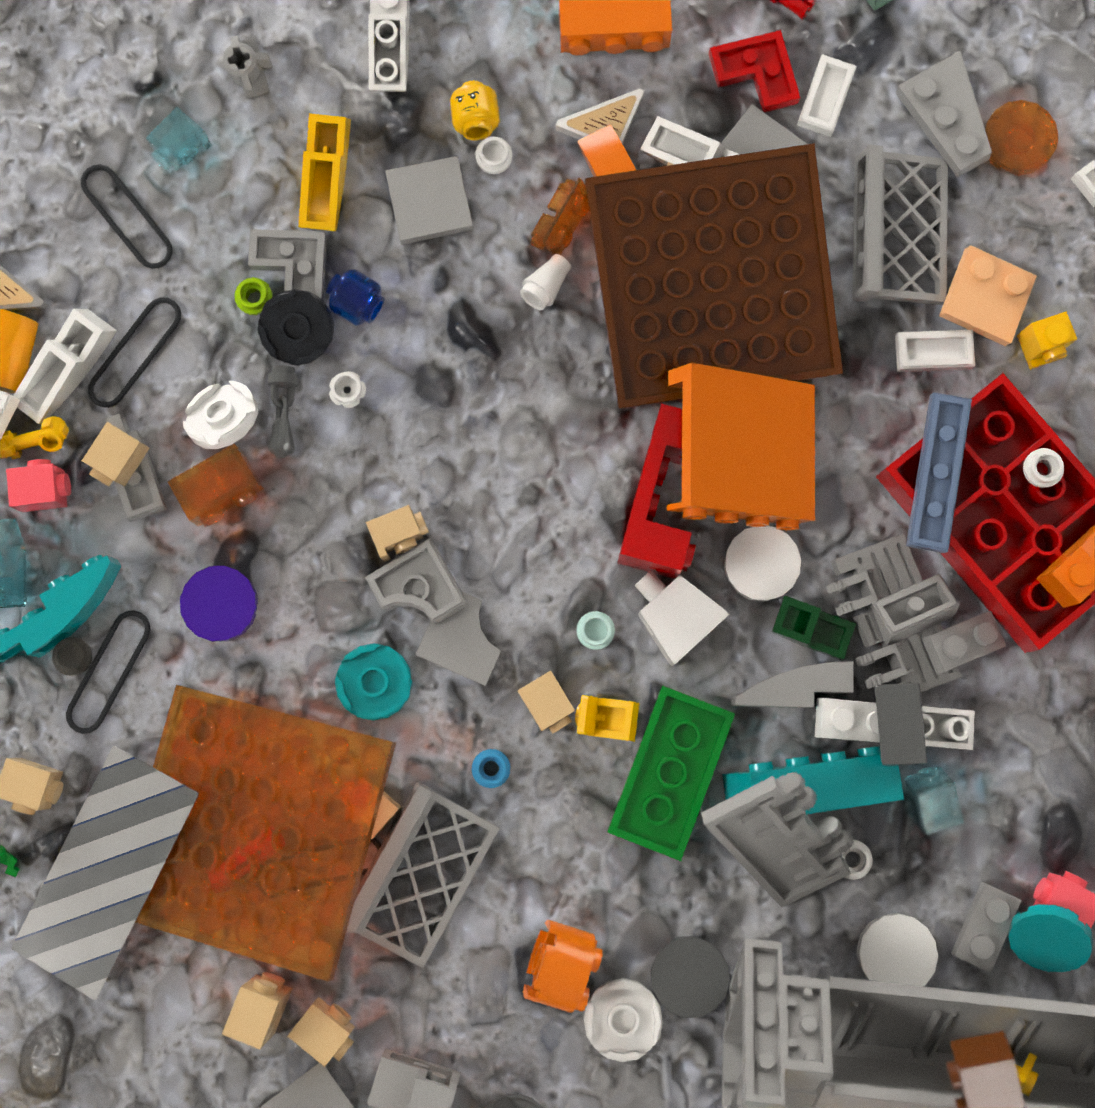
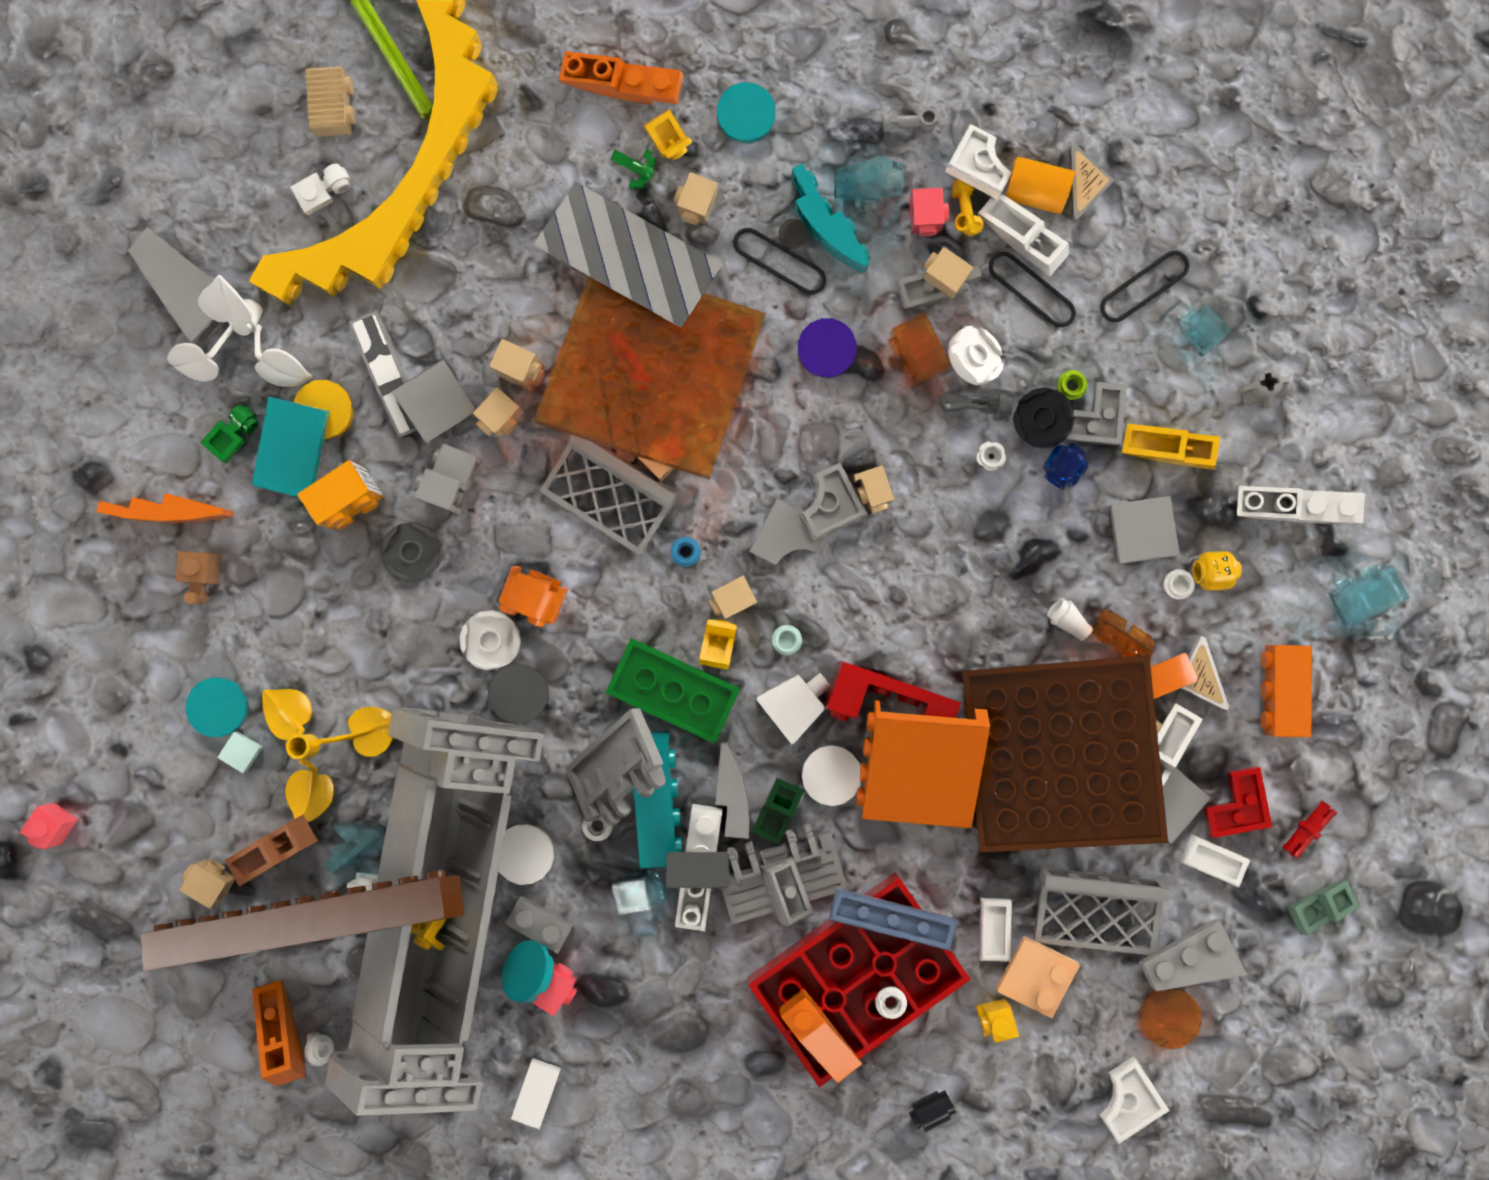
camera: 90 degrees right, 5 degrees up
(373, 682) = (758, 465): teal tile -> none
(963, 642) = (758, 928): light grey plate -> none

